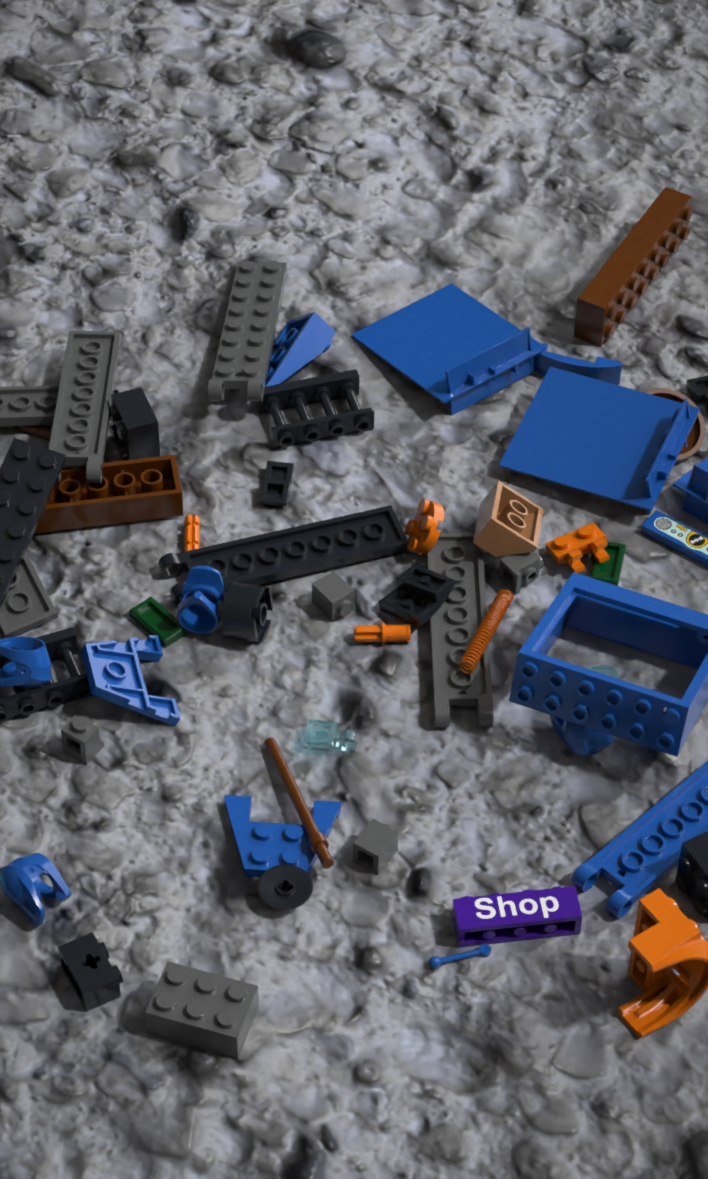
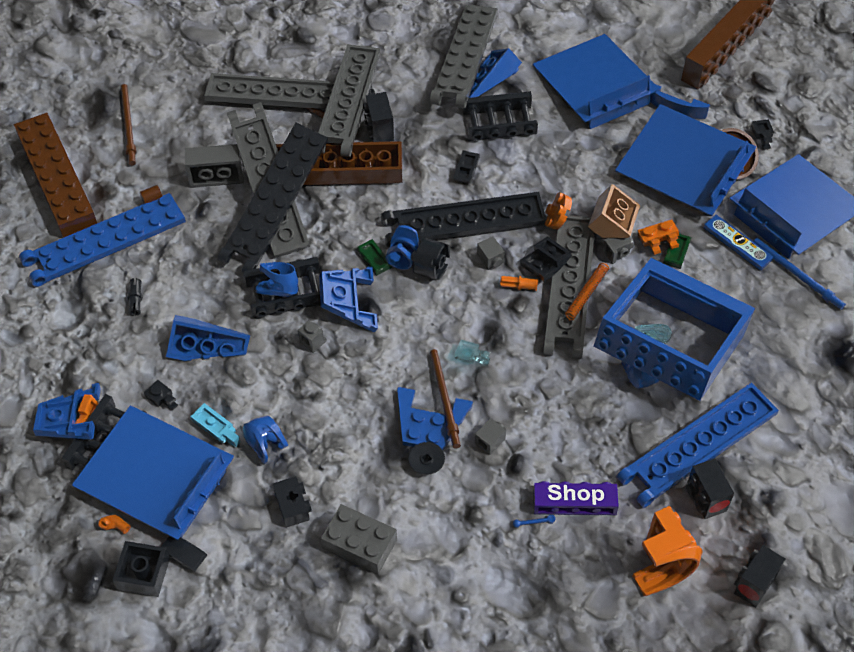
camera: 10 degrees right, 10 degrees up
(192, 532) = (405, 196): orange axle -> none

